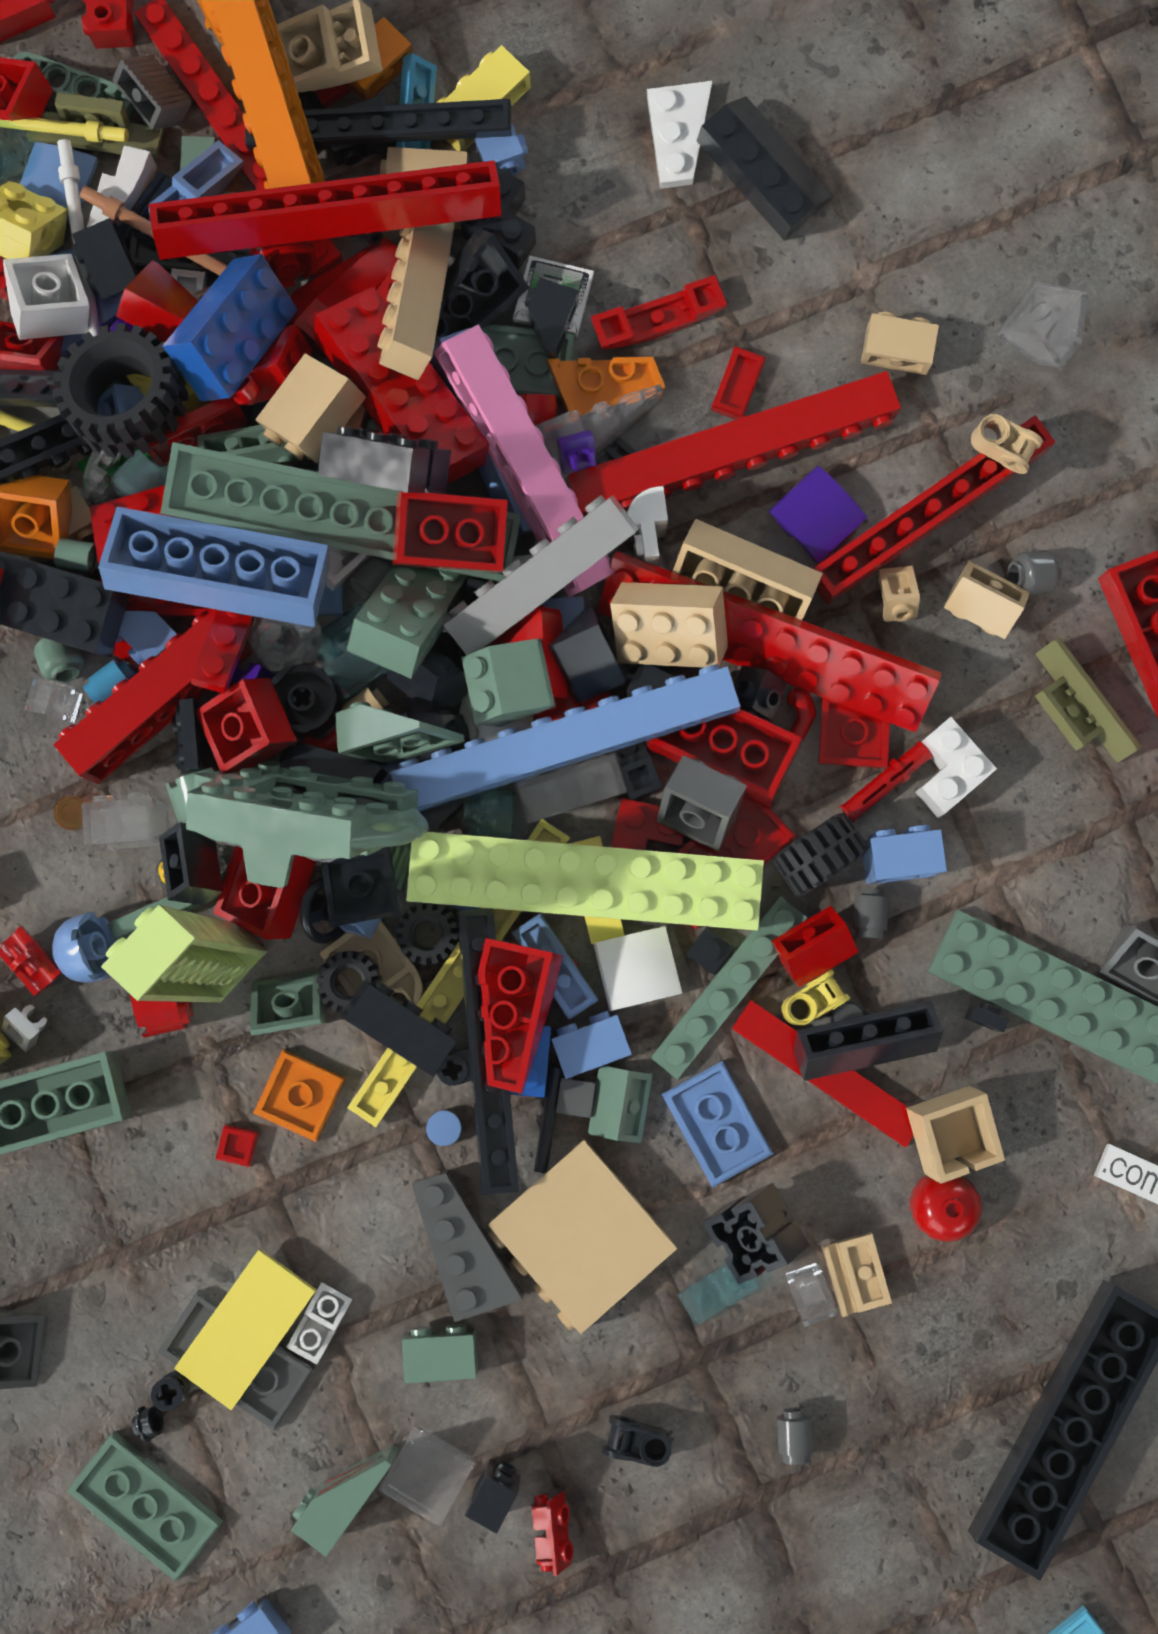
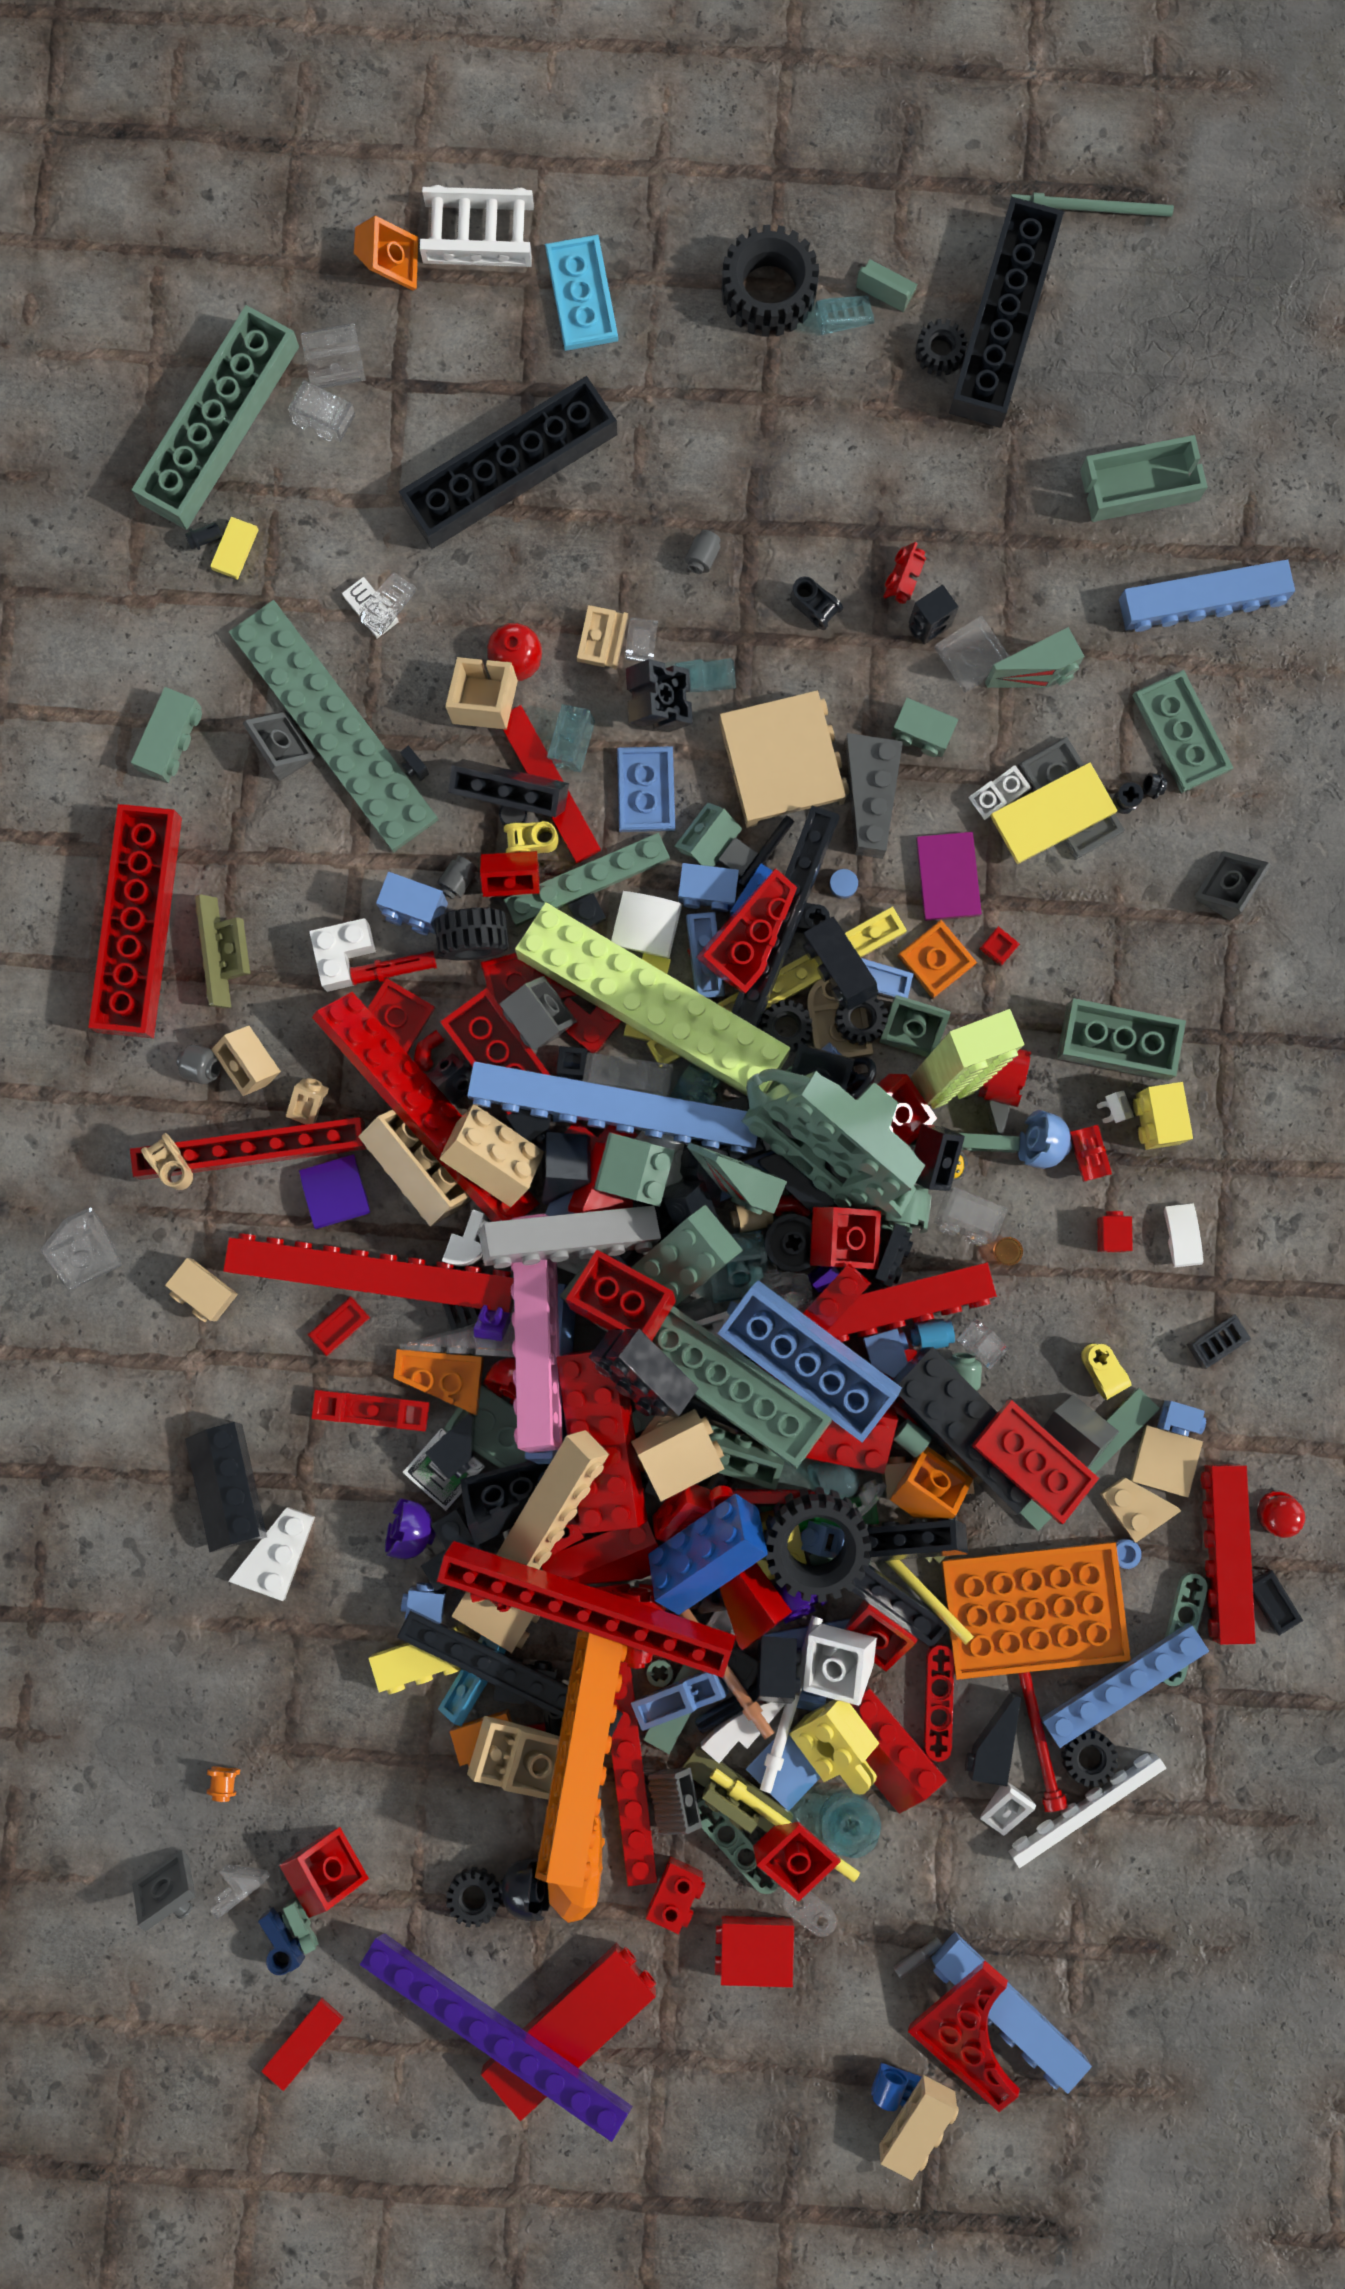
camera: 160 degrees left, 0 degrees up
(331, 1196) = (948, 876): none -> magenta tile
(342, 1042) = (889, 979): none -> medium blue tile
(555, 214) = (409, 1530): none -> dark purple cylinder
(829, 1138) = (571, 737): none -> clear light blue hinge
(1109, 1170) = (376, 617): none -> clear slope

